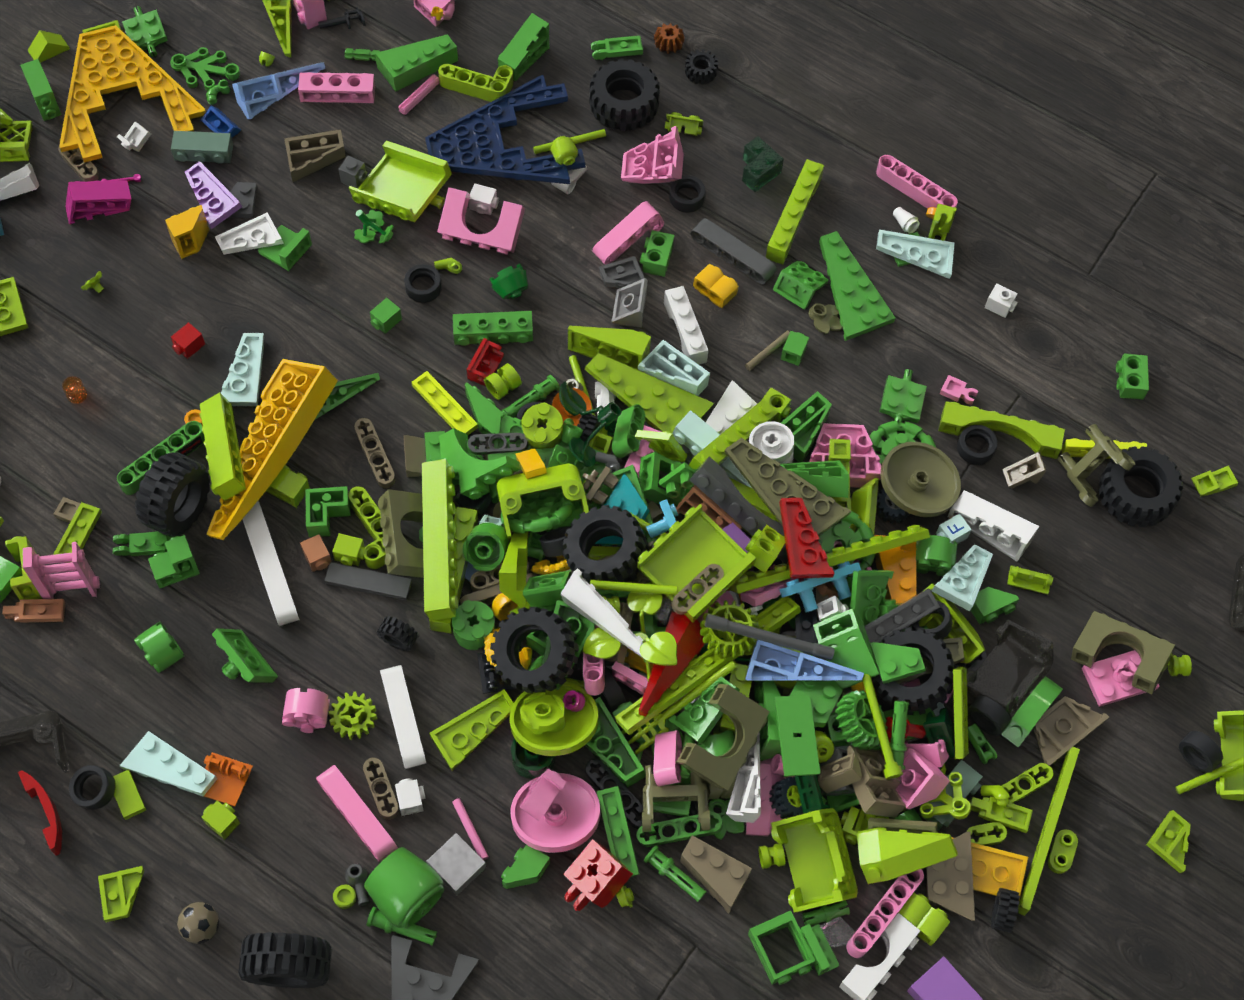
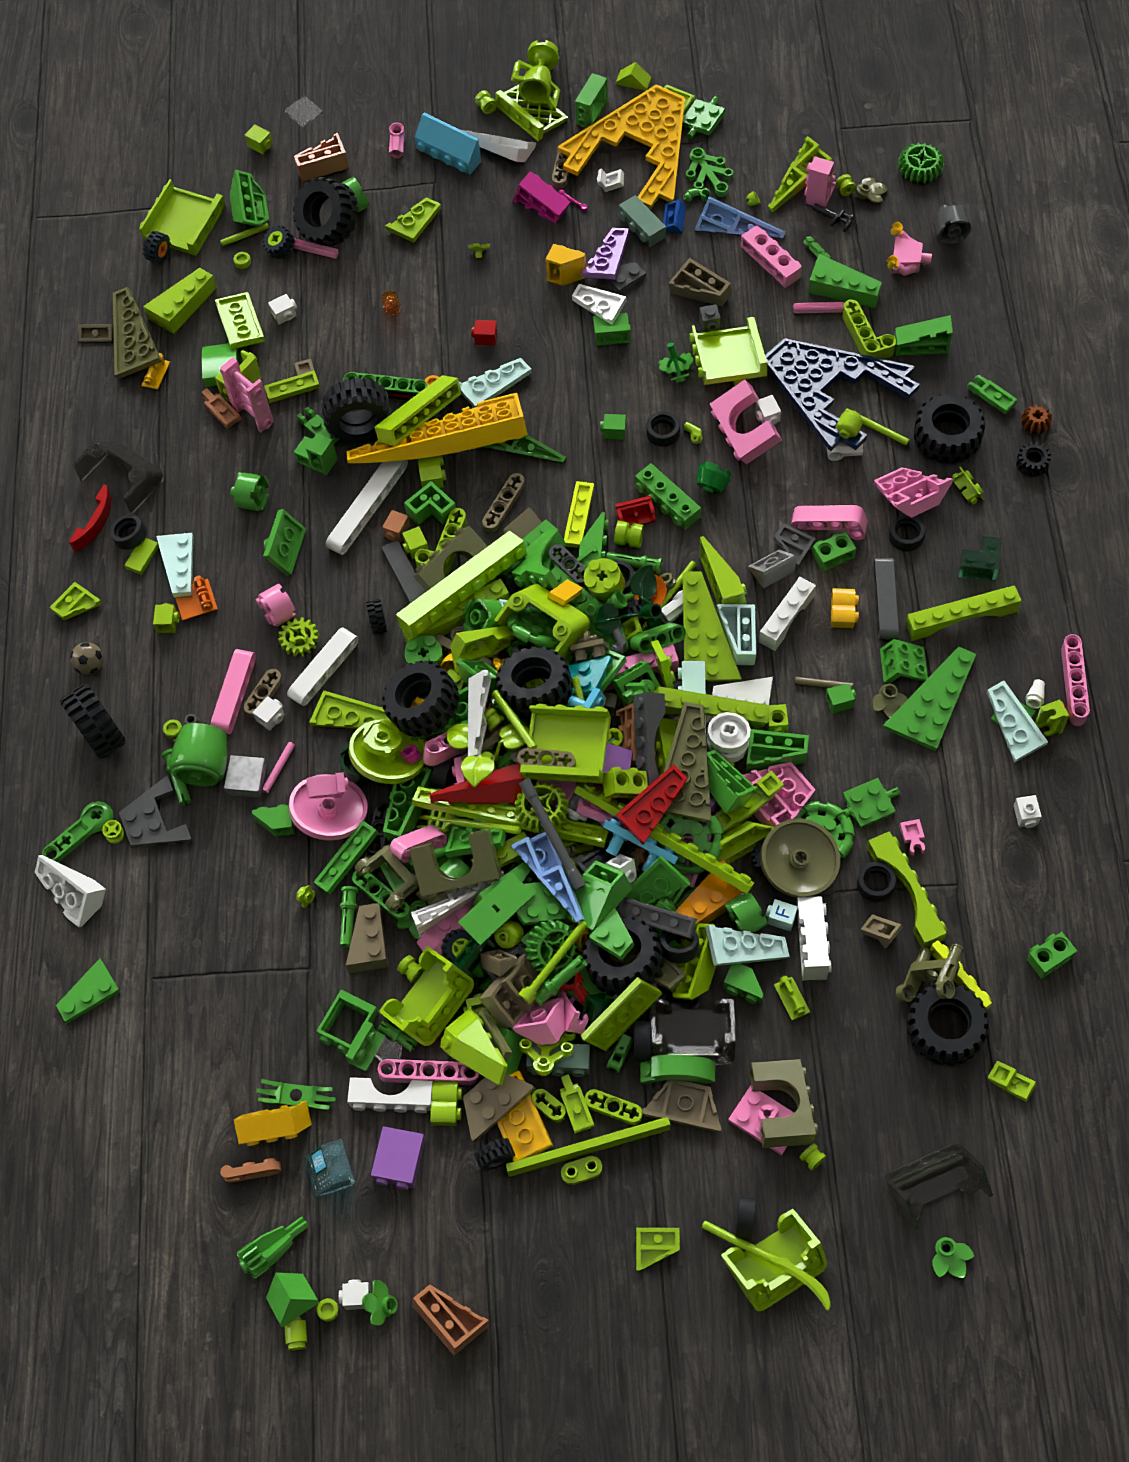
camera: 60 degrees right, 0 degrees up
(596, 875) = (301, 864): hinge -> none
(996, 791) = (585, 1090): lime arm -> none

